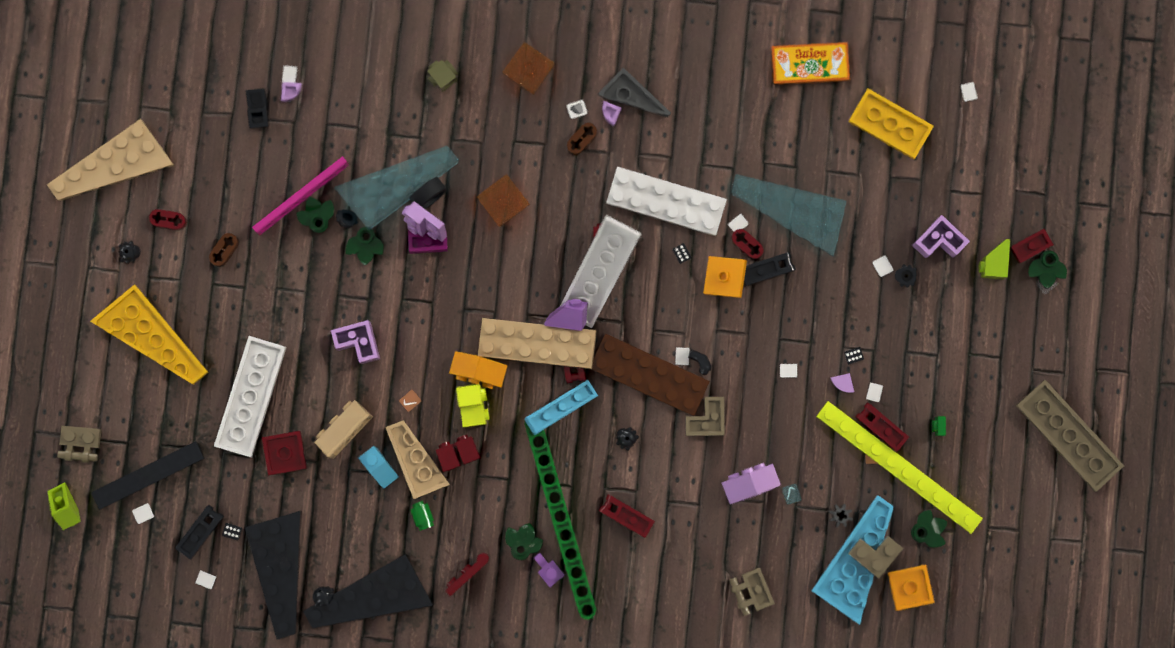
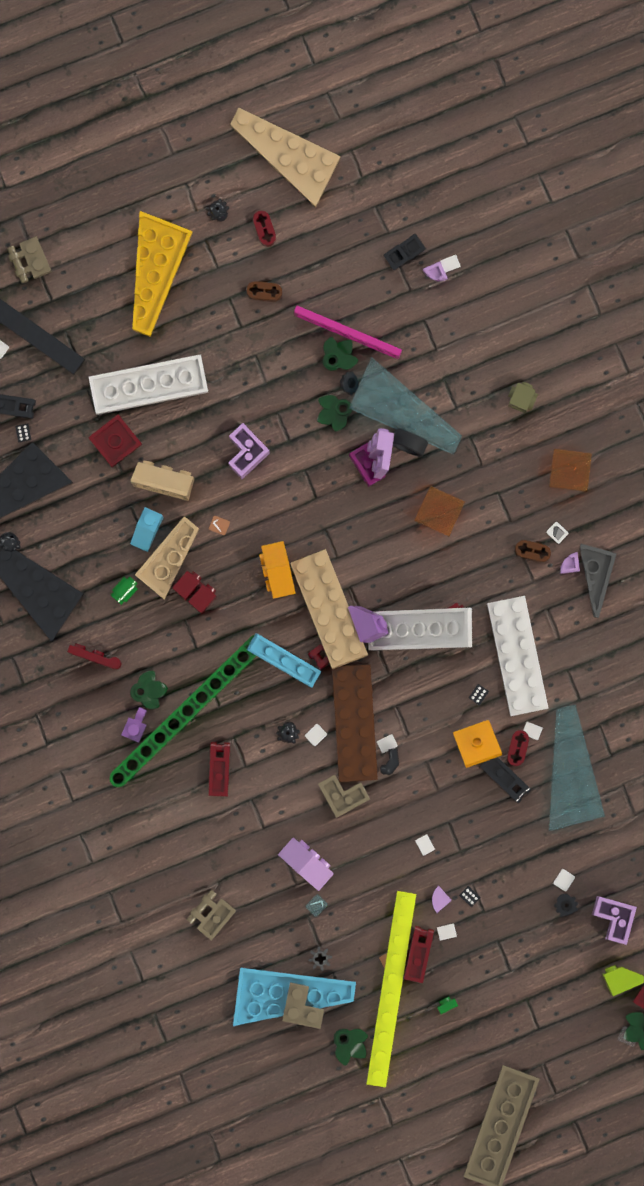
camera: 60 degrees right, 0 degrees up
(472, 407) = (243, 582): neon yellow brick -> none
(641, 414) = (316, 734): none -> white sticker
(910, 587) = (289, 1054): light orange plate -> none

